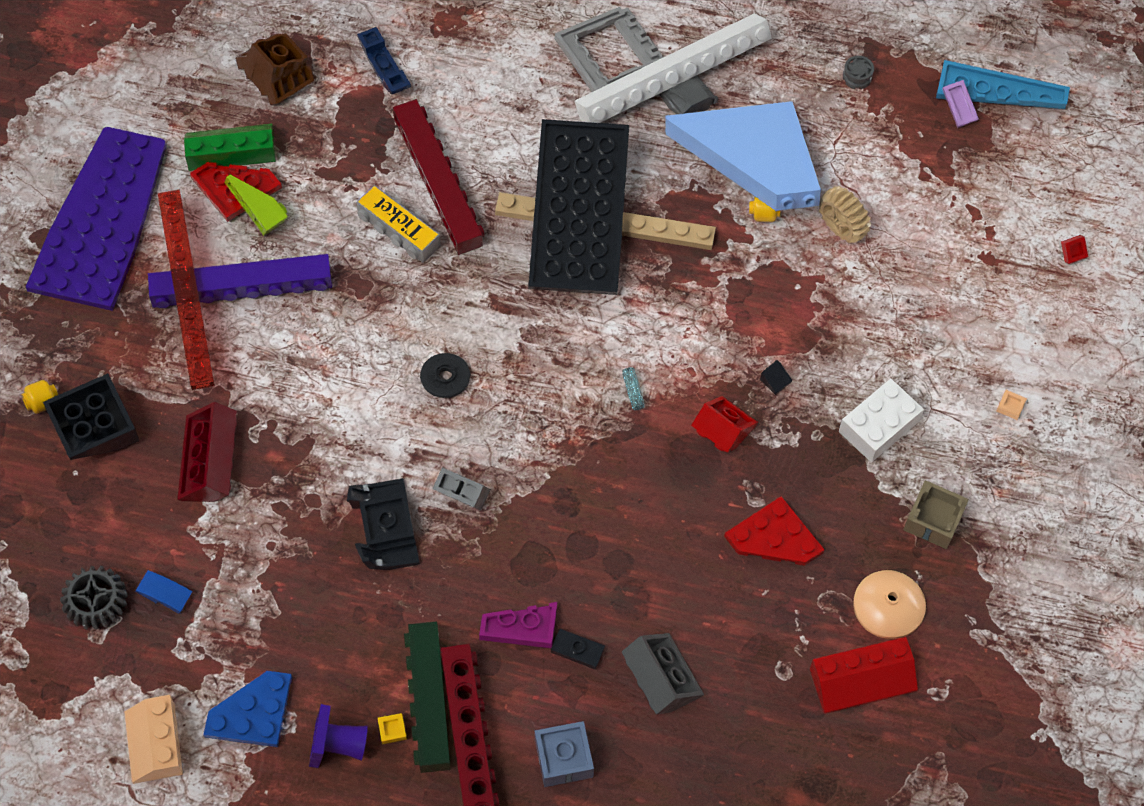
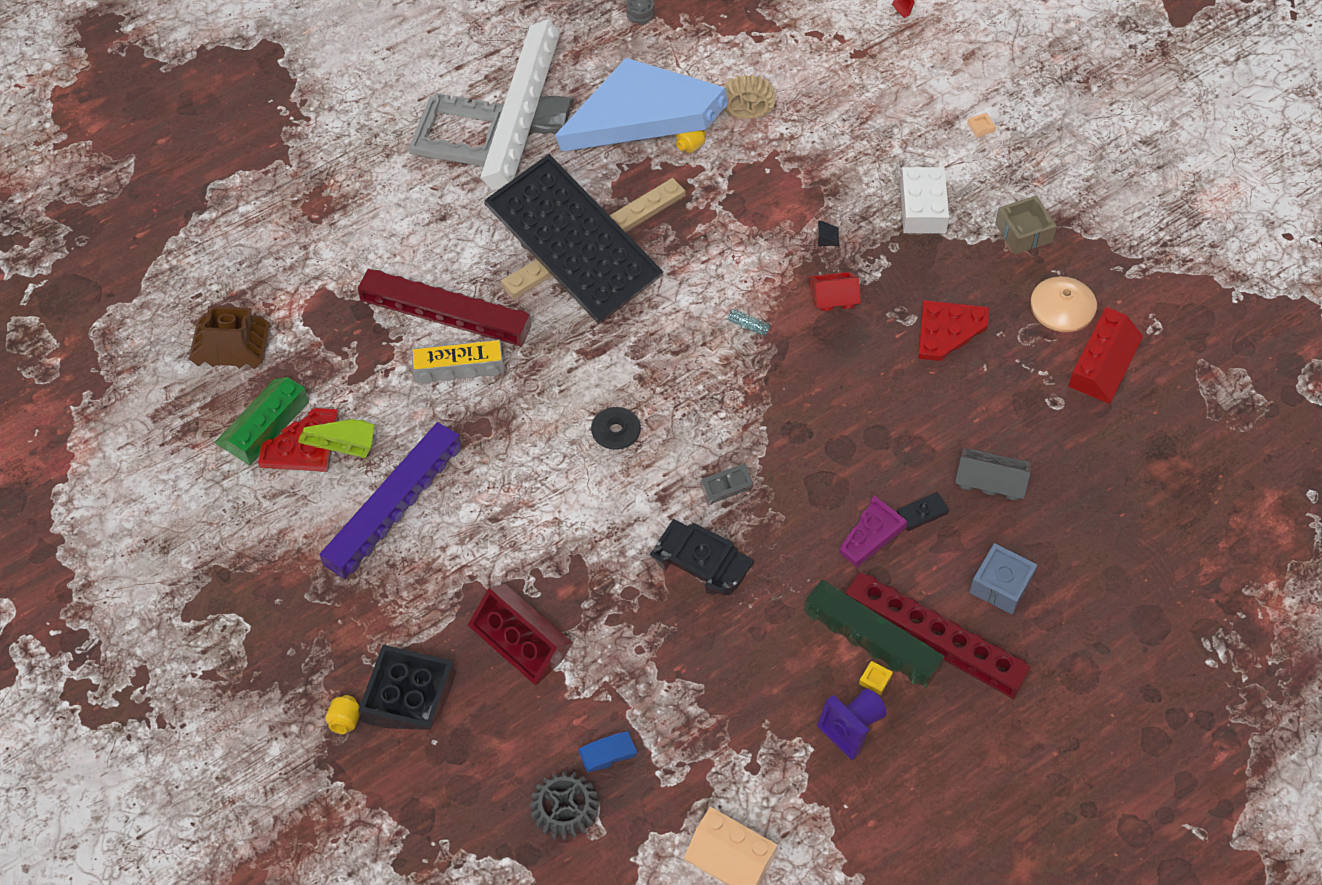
camera: 45 degrees left, 5 degrees down
(100, 221) = (227, 558): dark purple wing -> none
(186, 290) = (365, 537): clear red plate -> none
(253, 712) = (771, 765): blue plate -> none
(382, 62) = (307, 271): dark blue slope -> none

